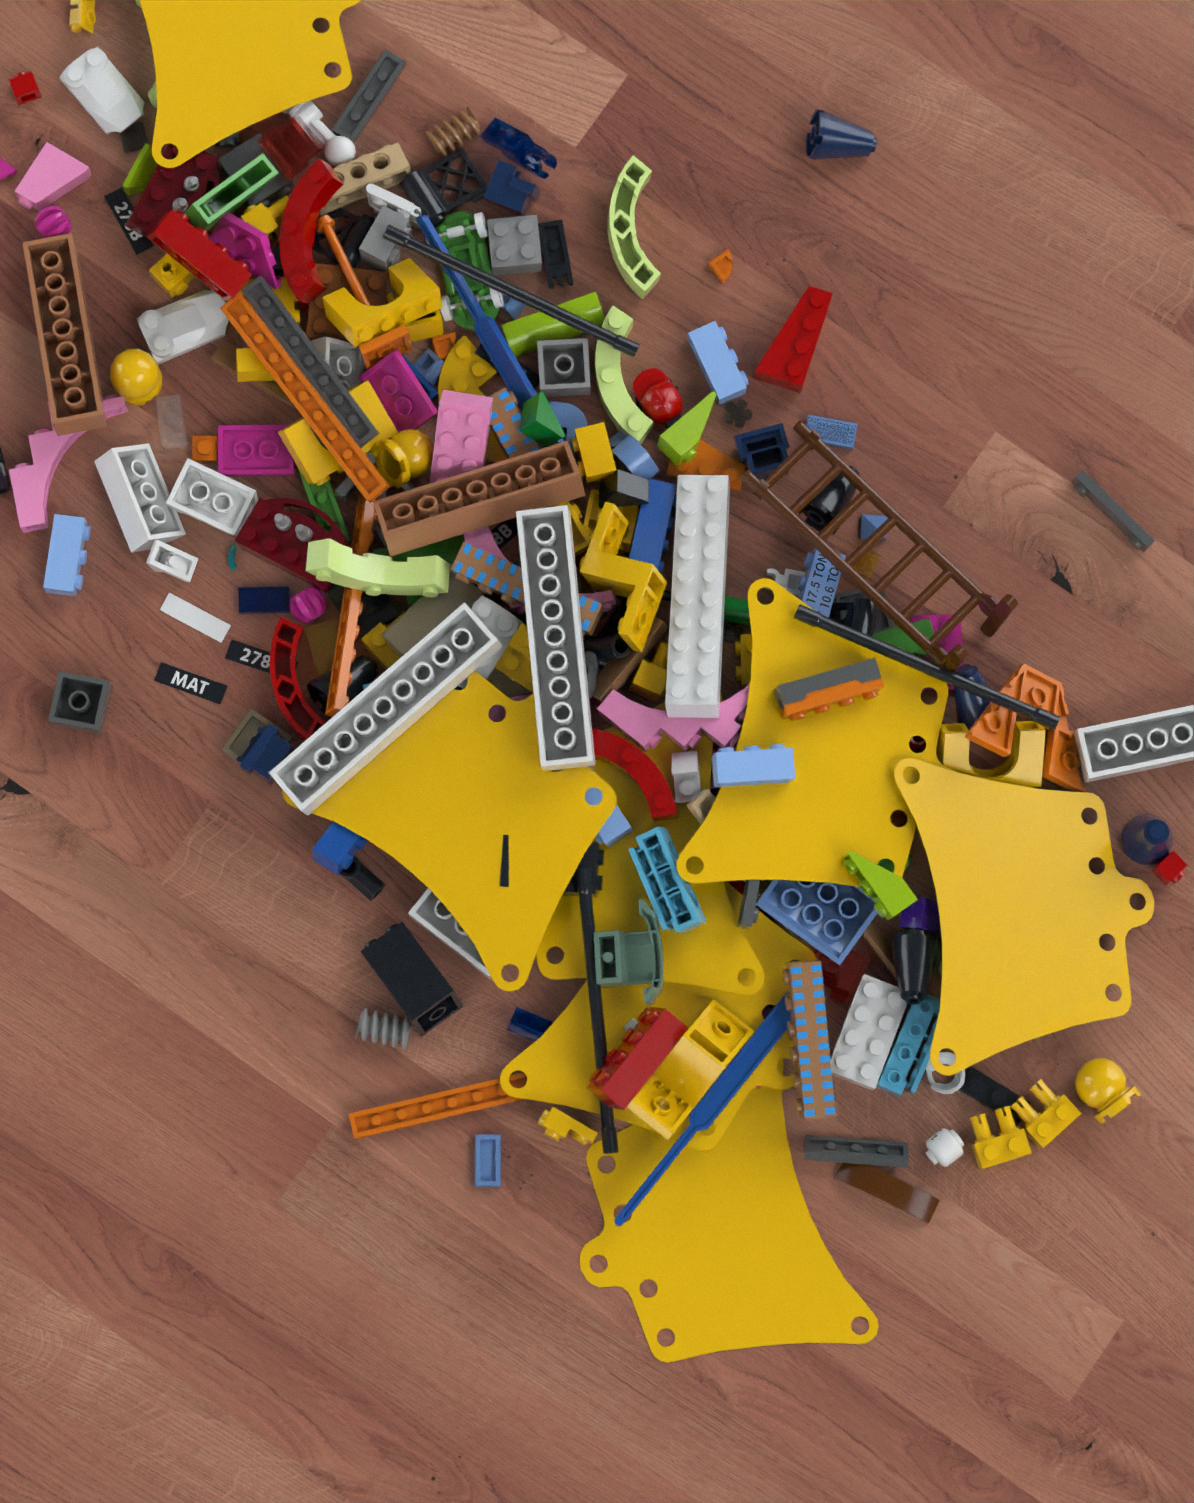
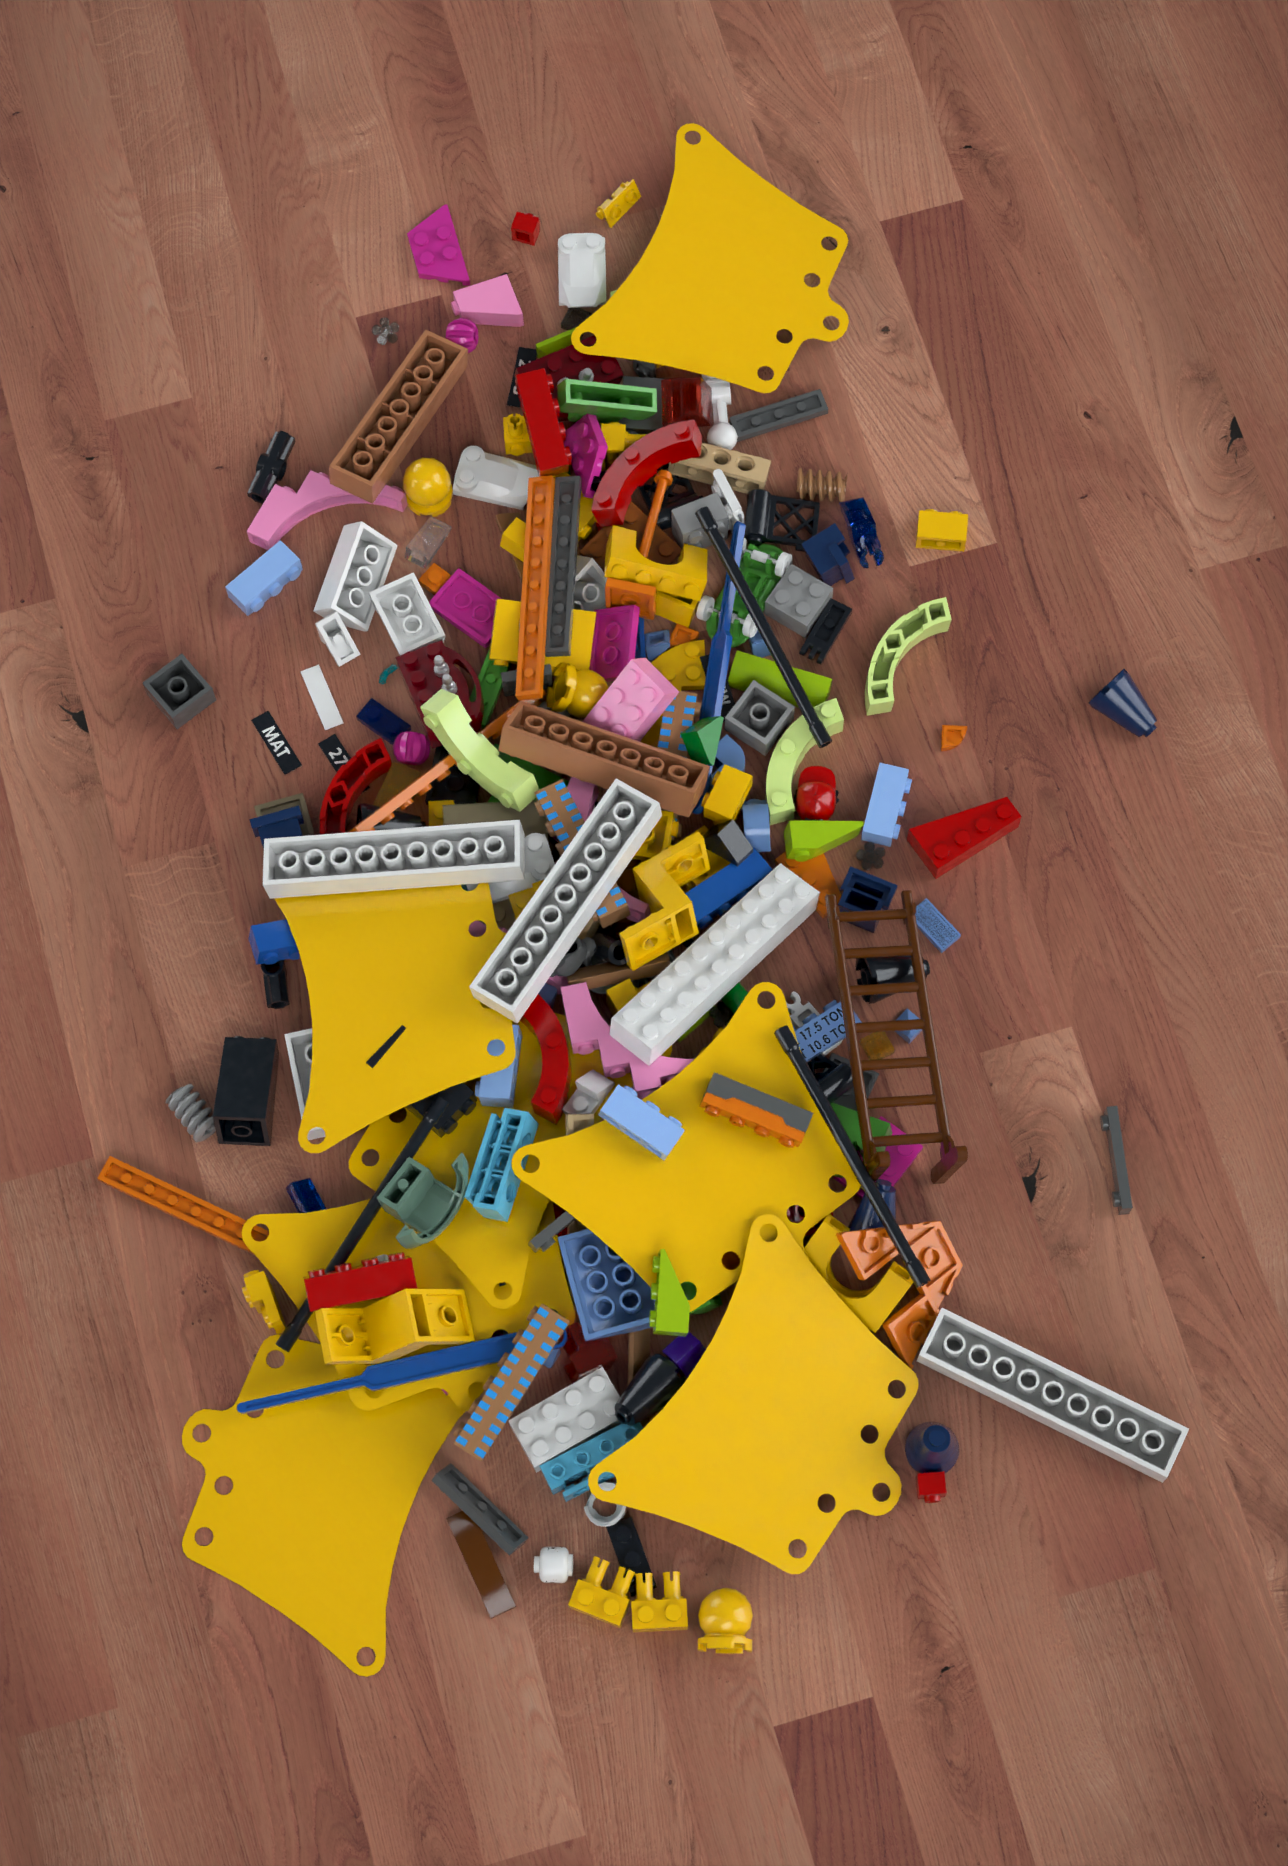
camera: 45 degrees right, 10 degrees down
(487, 1160) = (185, 1280): medium blue tile -> none
(579, 98) = (941, 530): none -> yellow brick

